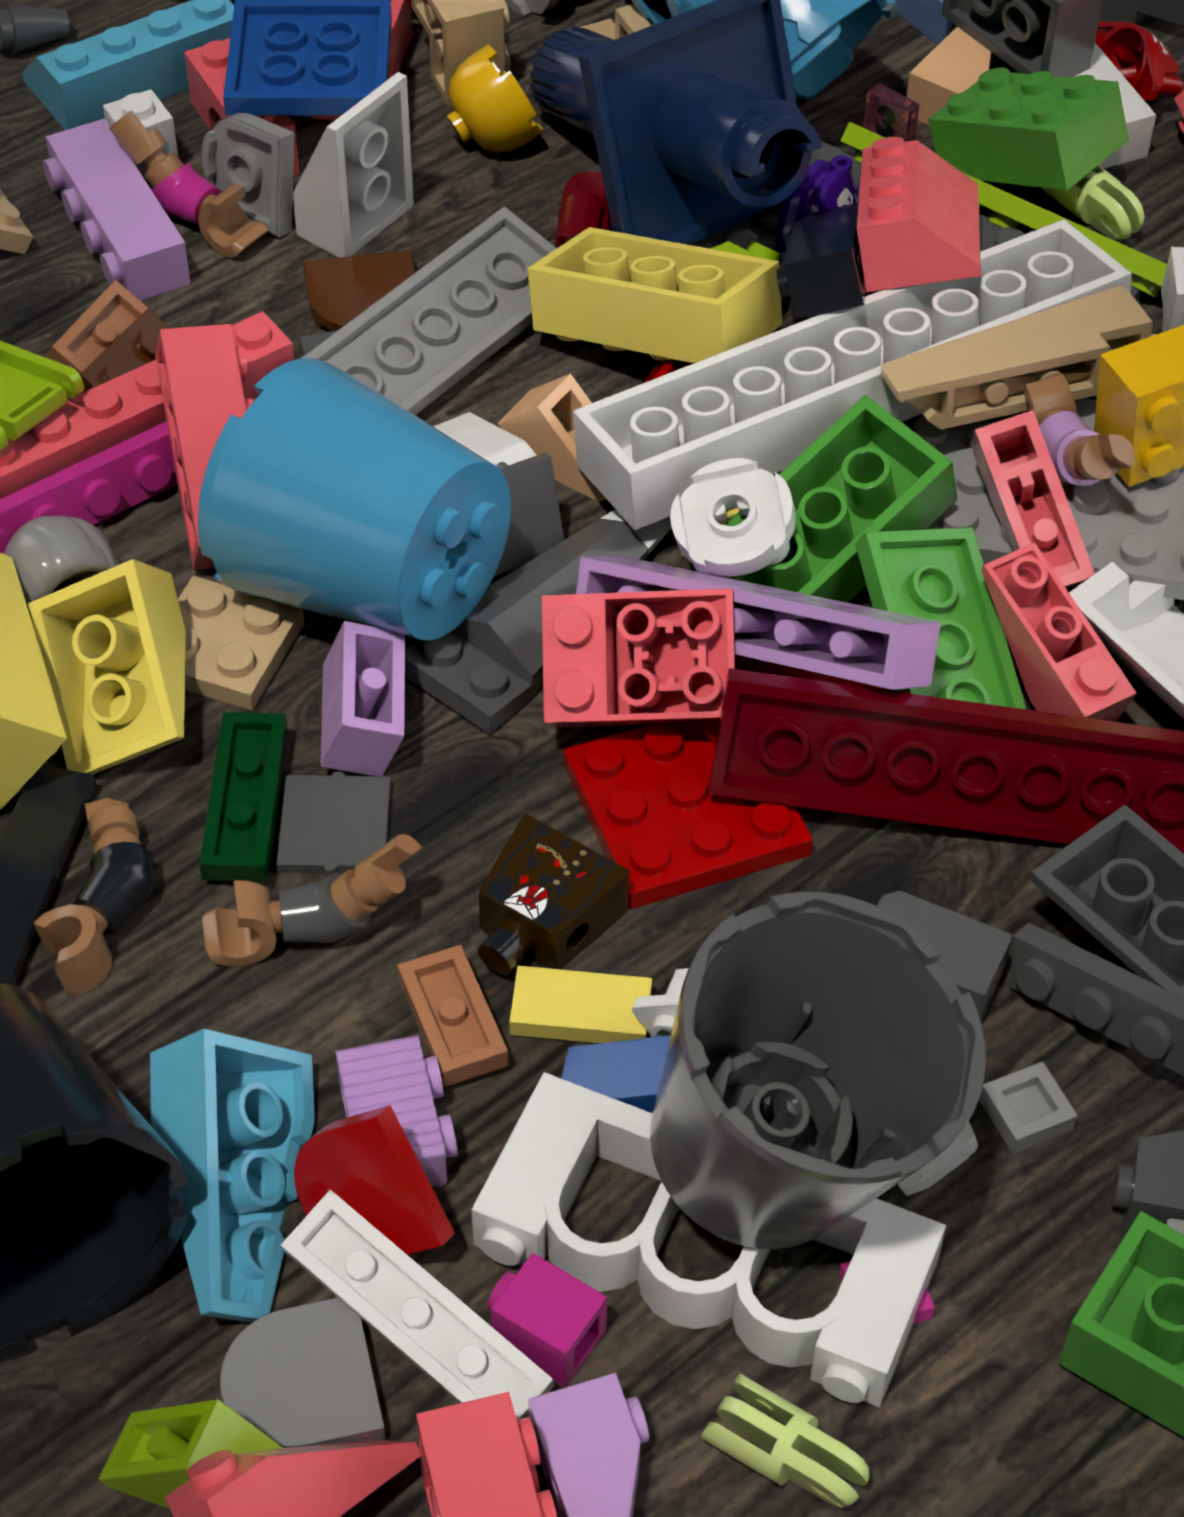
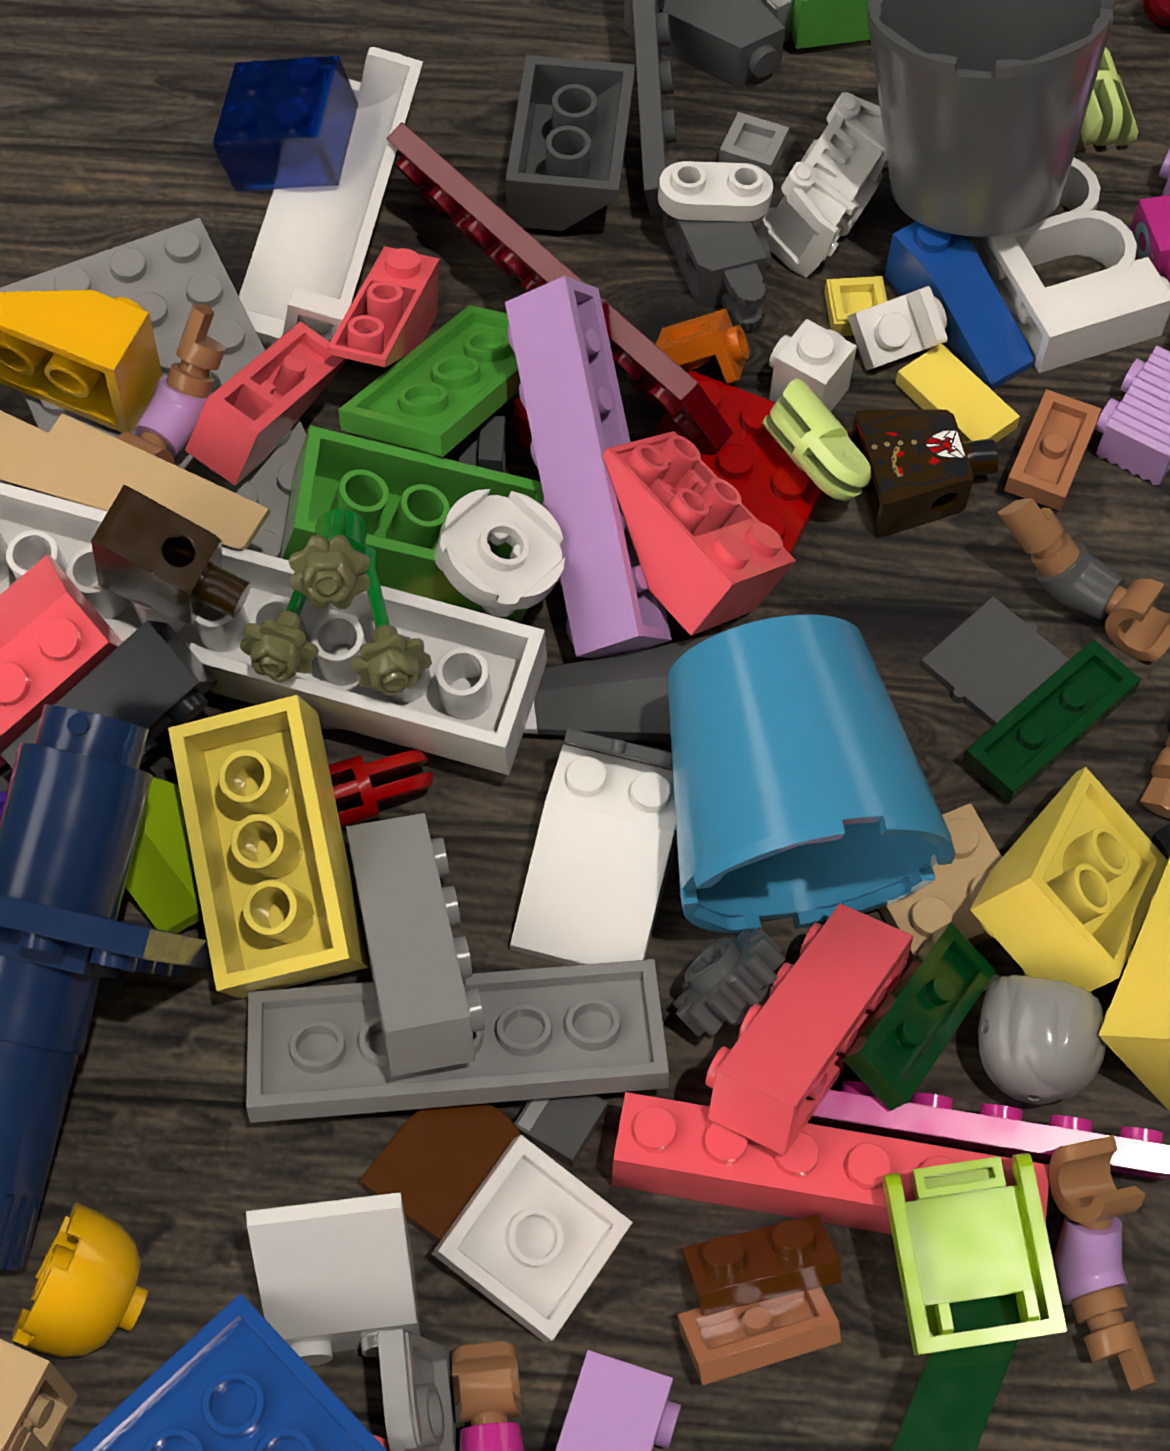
camera: 135 degrees left, 10 degrees up
(150, 500) = (919, 1016): none -> dark green plate
(281, 275) = (532, 1238): none -> white plate
(363, 699) = (925, 681): lavender brick -> none
(508, 313) = (411, 945): none -> light grey brick
(547, 426) = (481, 826): light nougat slope -> none
(582, 206) = (168, 1061): dark red arm -> none
(624, 812) = (817, 442): none -> yellowish green arm
(707, 892) = (818, 358): none -> white brick
(764, 317) = (333, 571): none -> olive plant
(821, 854) = (698, 339): none -> orange bracket
(897, 288) = (163, 560): none -> dark brown torso
(975, 949) = (715, 191): none -> white plate

